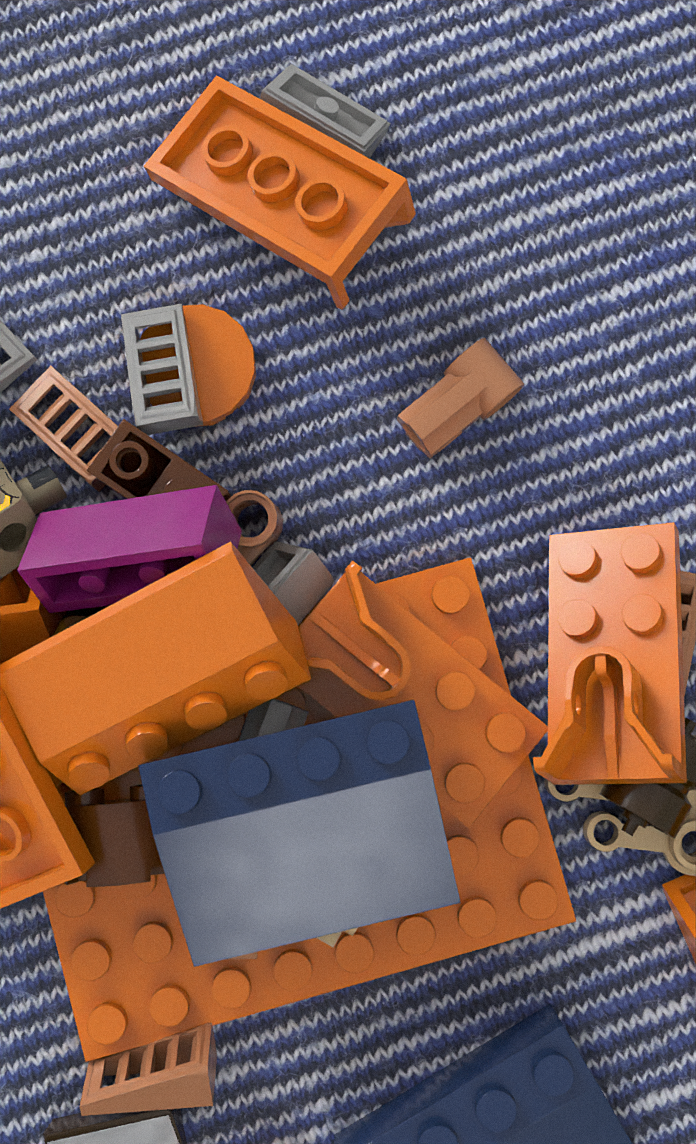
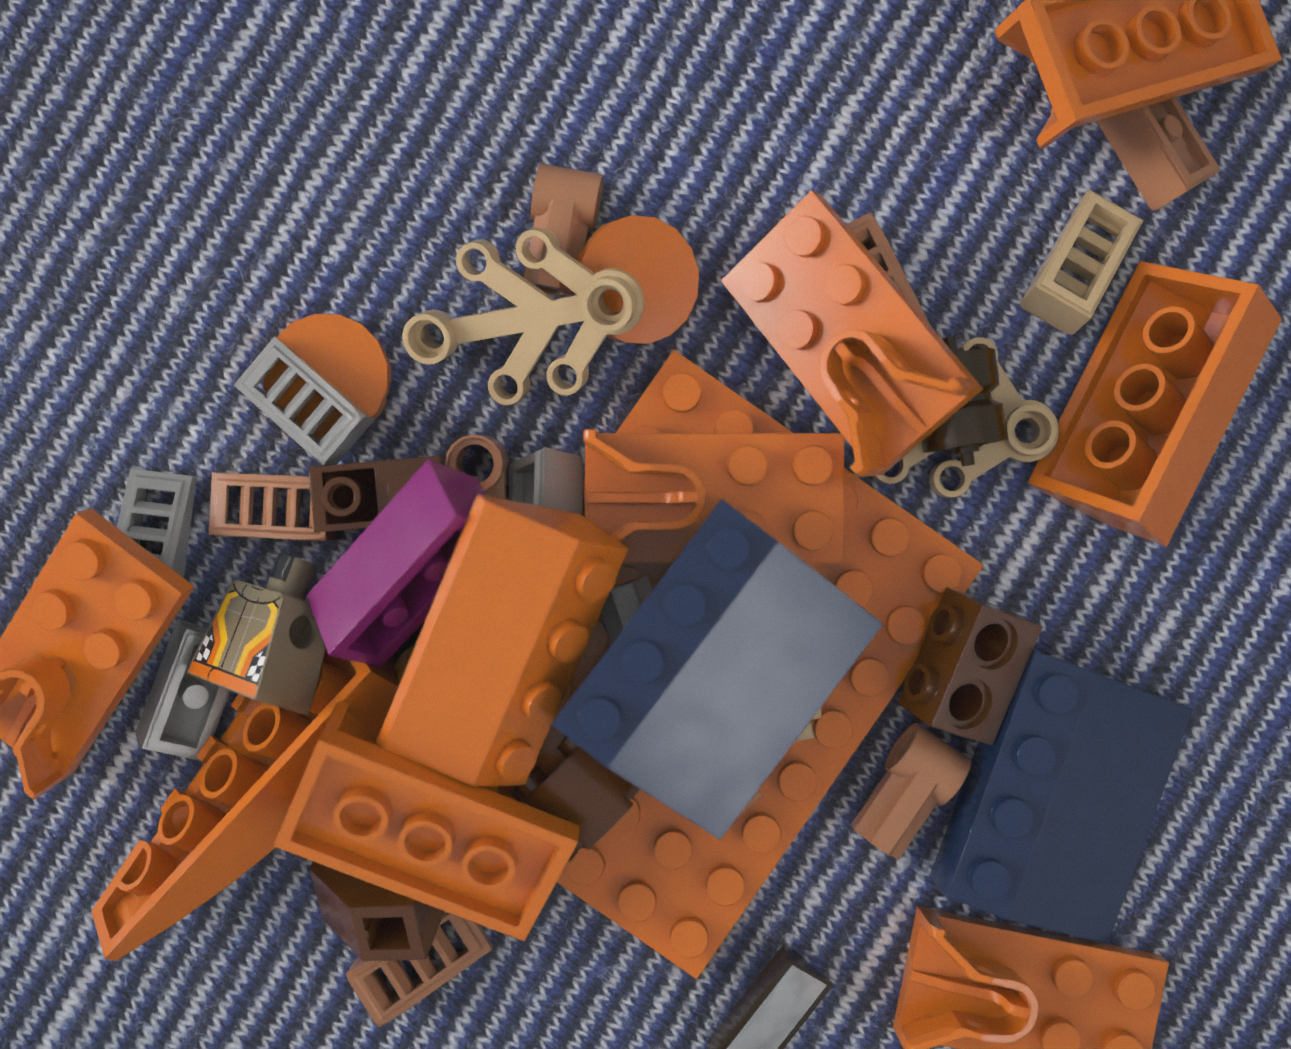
camera: 40 degrees left, 5 degrees up
(172, 1072) = (770, 933): nougat slope -> none
(280, 183) = (270, 171): orange plate -> none
(326, 110) = (259, 93): light grey slope -> none
(387, 445) = (534, 314): none -> tan plant
(389, 1048) = (918, 777): none -> nougat piece
(485, 482) = (658, 261): none -> orange tile
(500, 992) = (969, 666): none -> reddish brown brick

